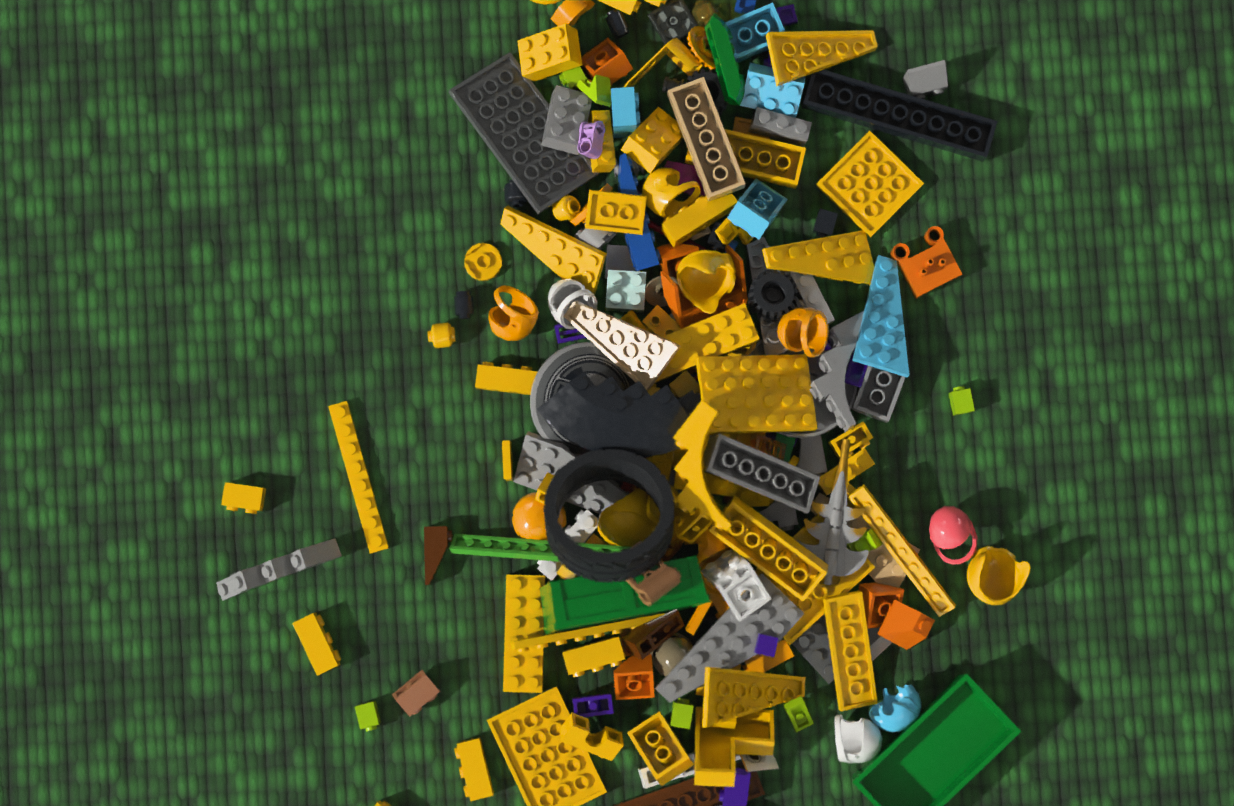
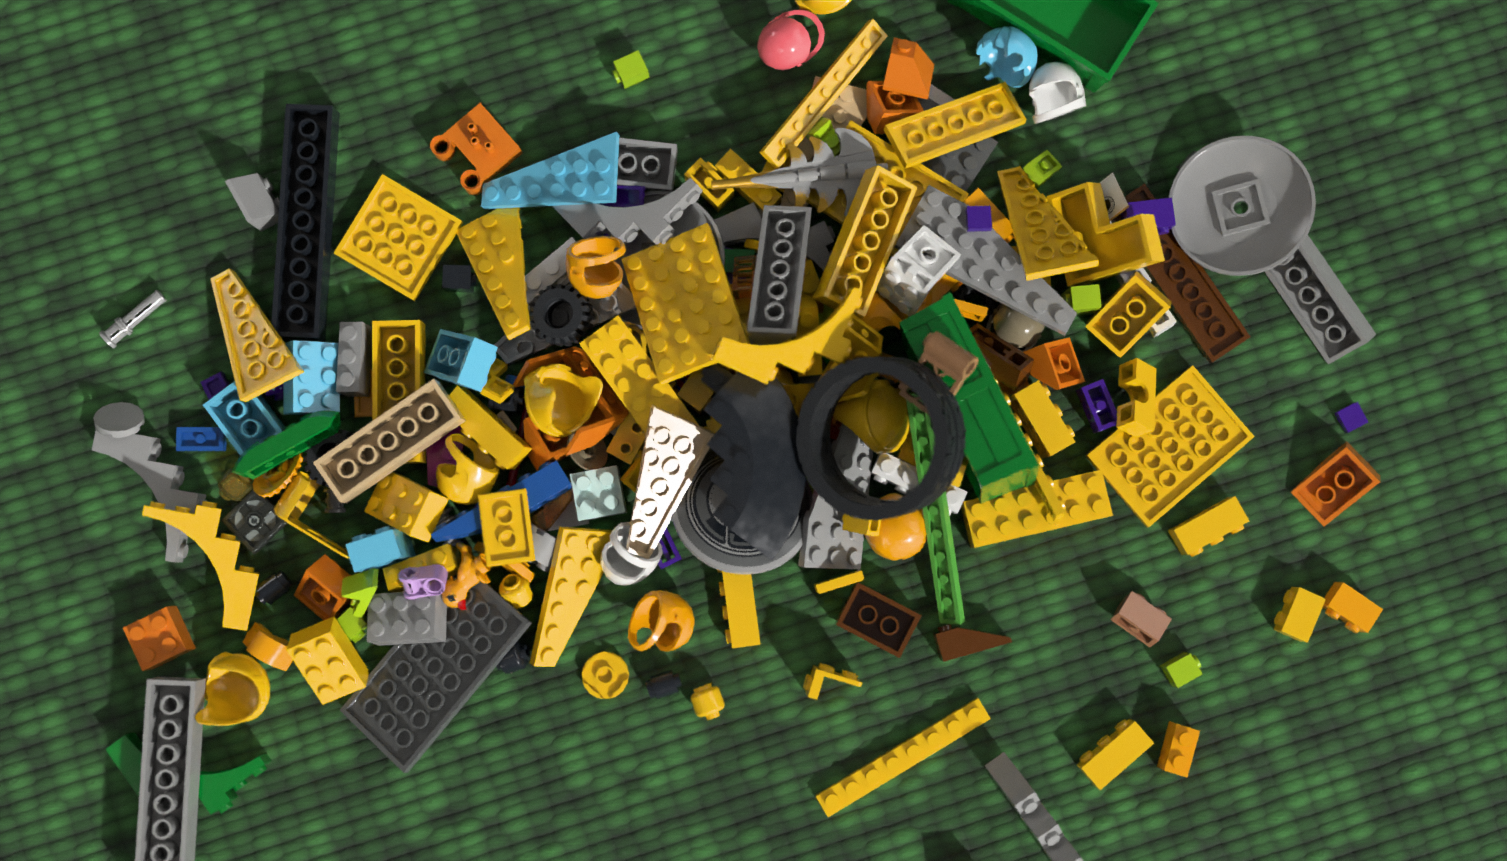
camera: 110 degrees left, 0 degrees up
(307, 694) = (1178, 749): none -> light orange brick
(441, 433) = (813, 682): none -> yellow bracket
(470, 484) = (877, 619): none -> reddish brown brick
(589, 177) = (470, 573): none -> light orange animal
(619, 249) = (549, 515): none -> clear orange slope

